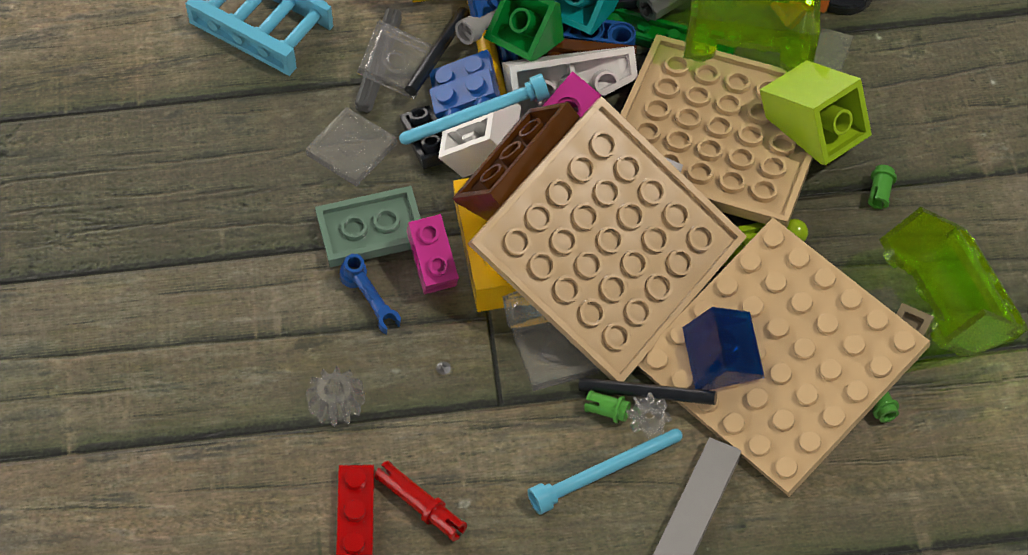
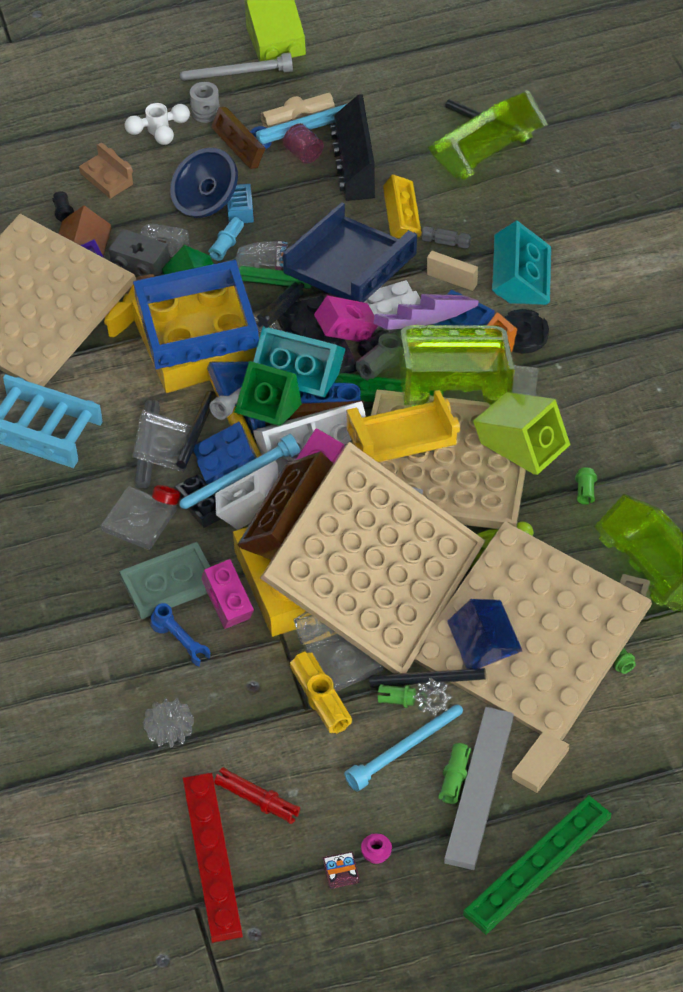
camera: 10 degrees left, 5 degrees down
(387, 124) = (166, 495): none -> red tile
(523, 404) = (327, 704): none -> yellow piece
(657, 512) = (454, 773): none -> bright green pin
(676, 88) = (404, 430): none -> yellow panel
(762, 514) = (540, 761): none -> tan tile

